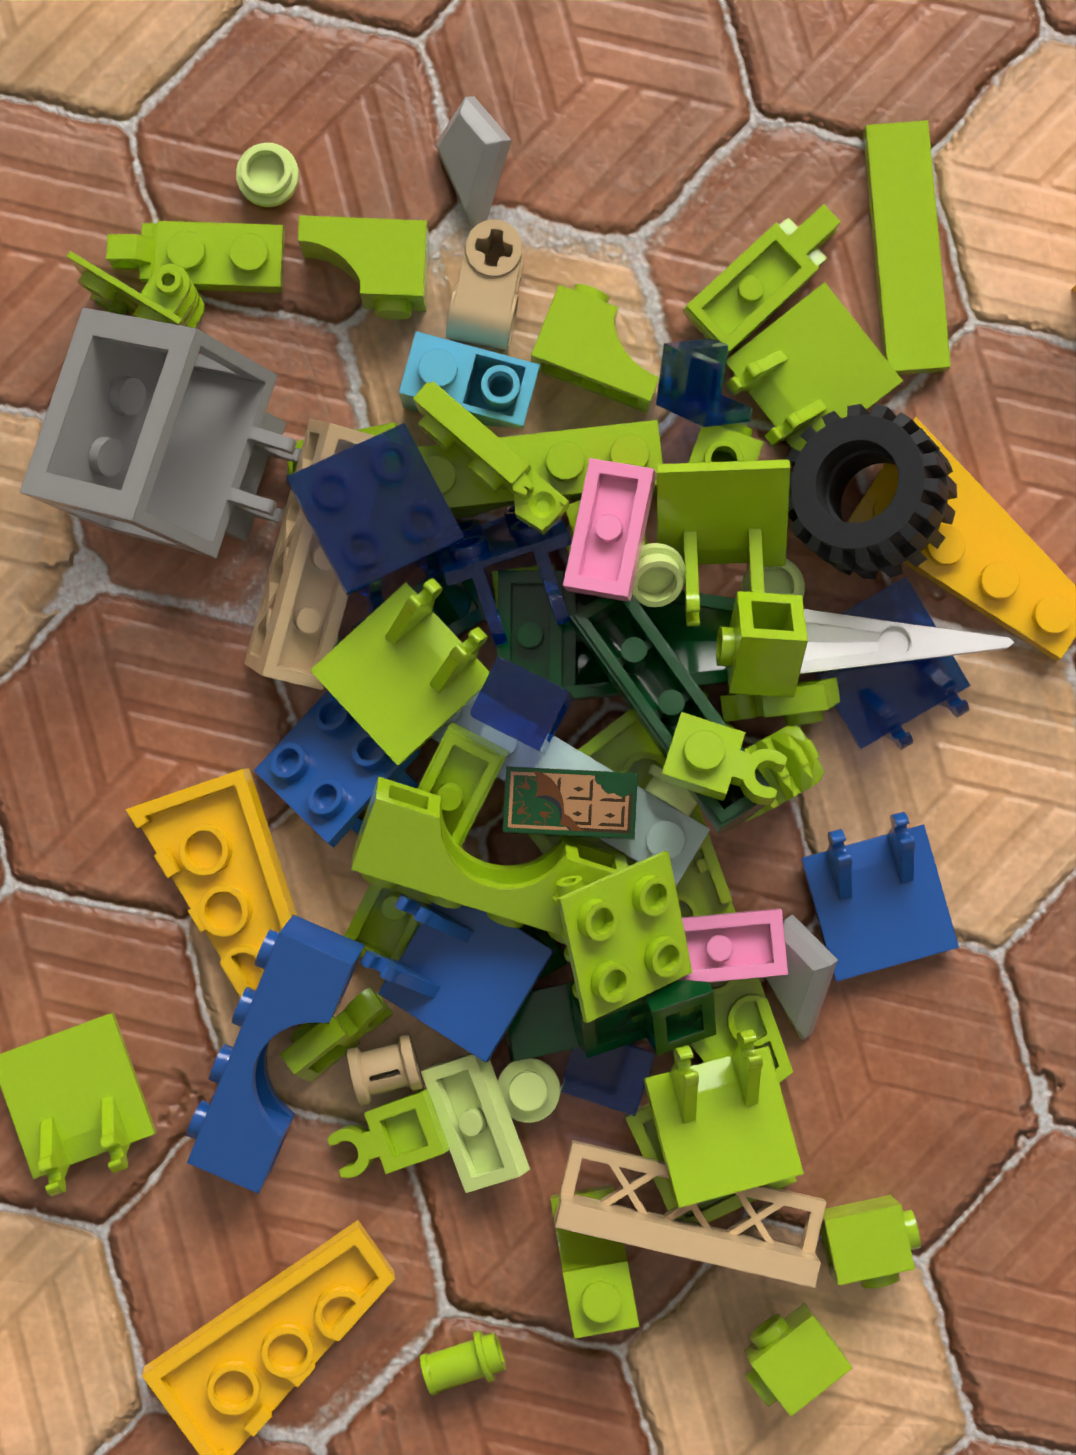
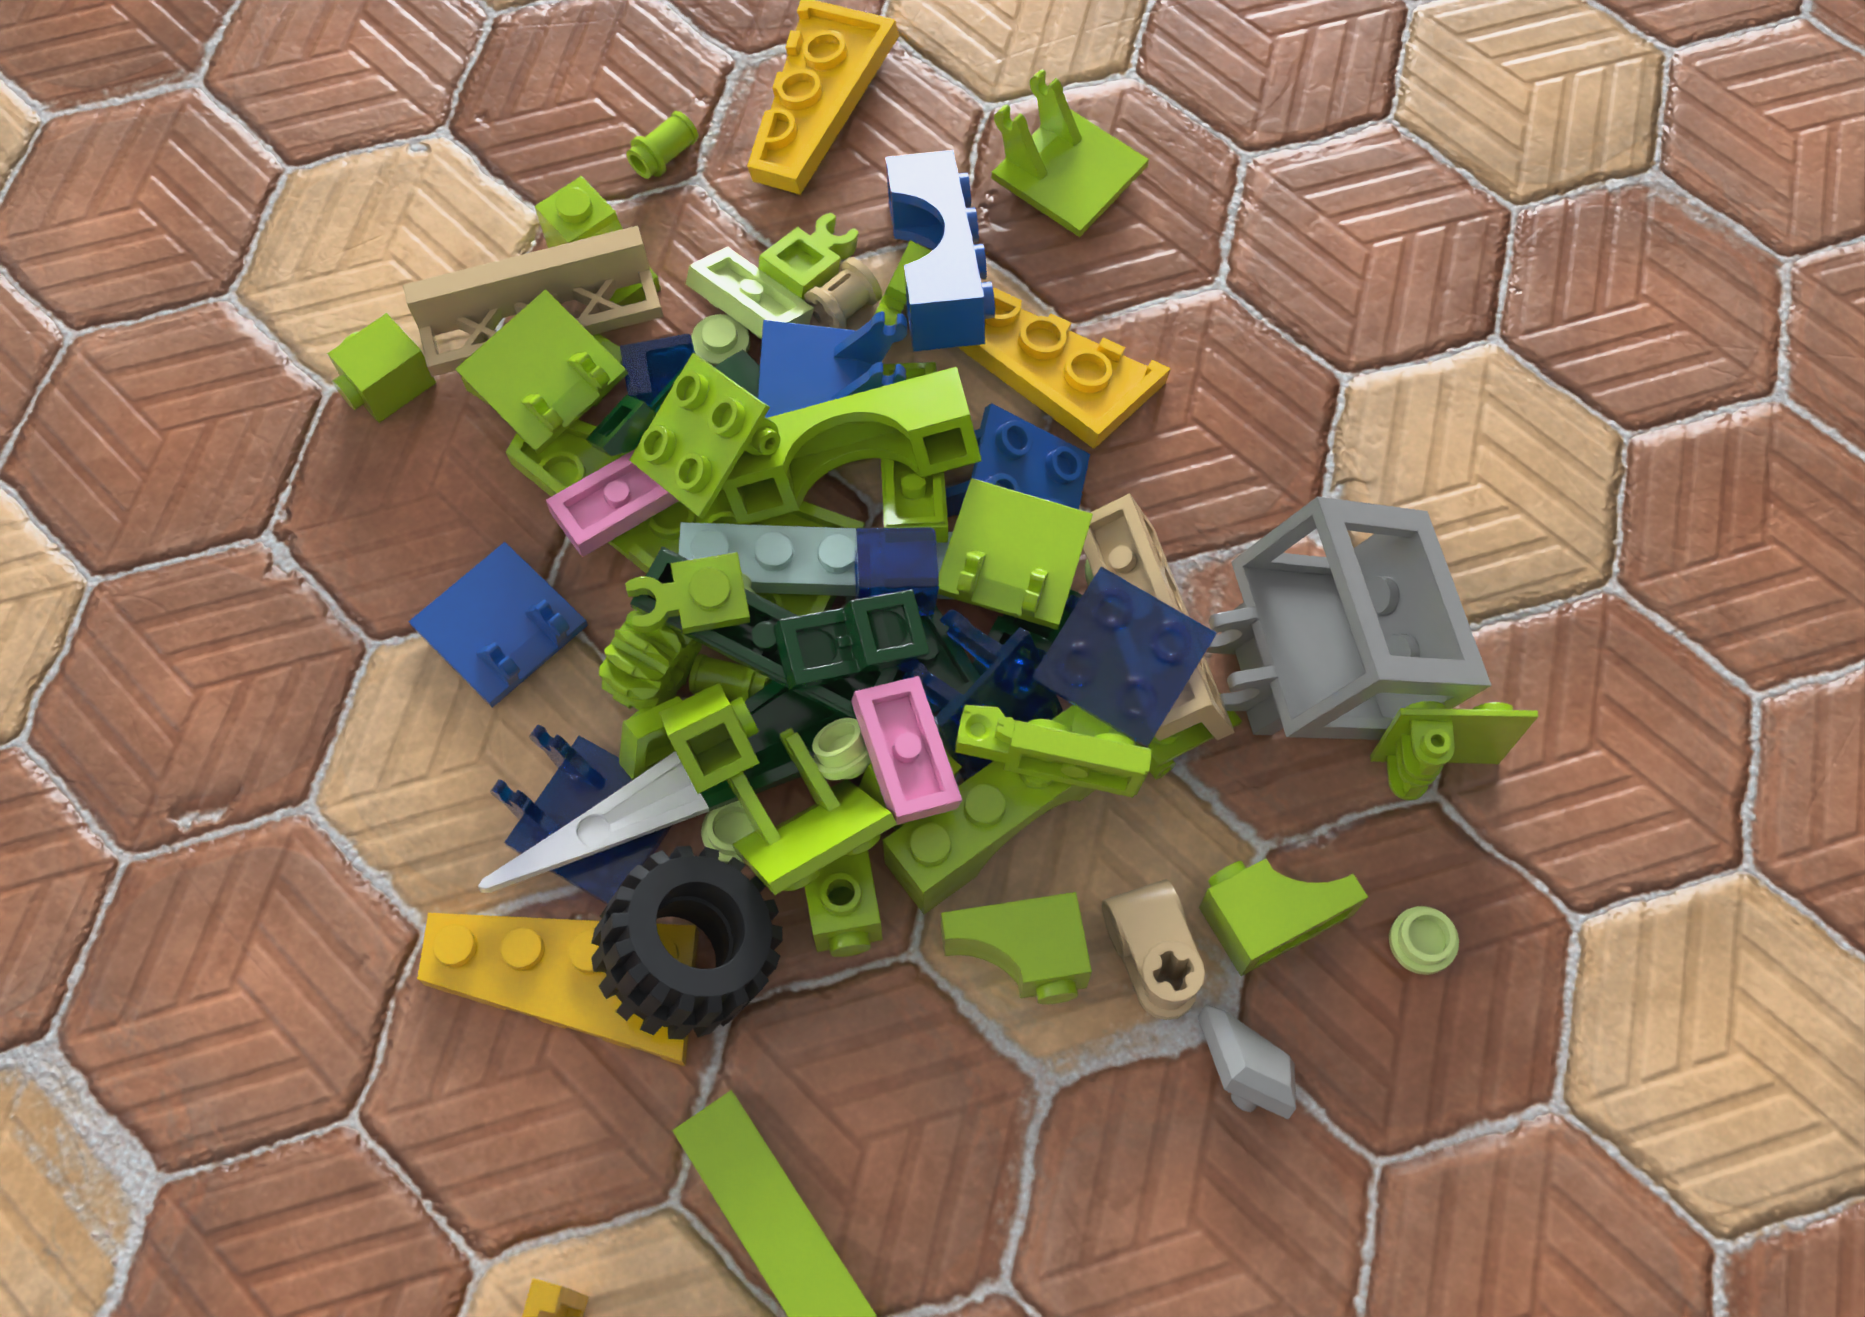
camera: 155 degrees right, 20 degrees down
(212, 254) = (1425, 835): lime hinge -> none
(484, 382) = (1119, 840): medium azure slope -> none
(570, 803) = (805, 526): tile -> none
(601, 652) = (851, 640): none -> dark green slope
(693, 384) = (906, 957): panel -> none
(761, 279) = (903, 1109): lime hinge -> none
(793, 1360) = (392, 256): lime brick -> none
(808, 977) = (536, 531): light grey piece -> none
(809, 366) = (806, 1044): lime plate -> none

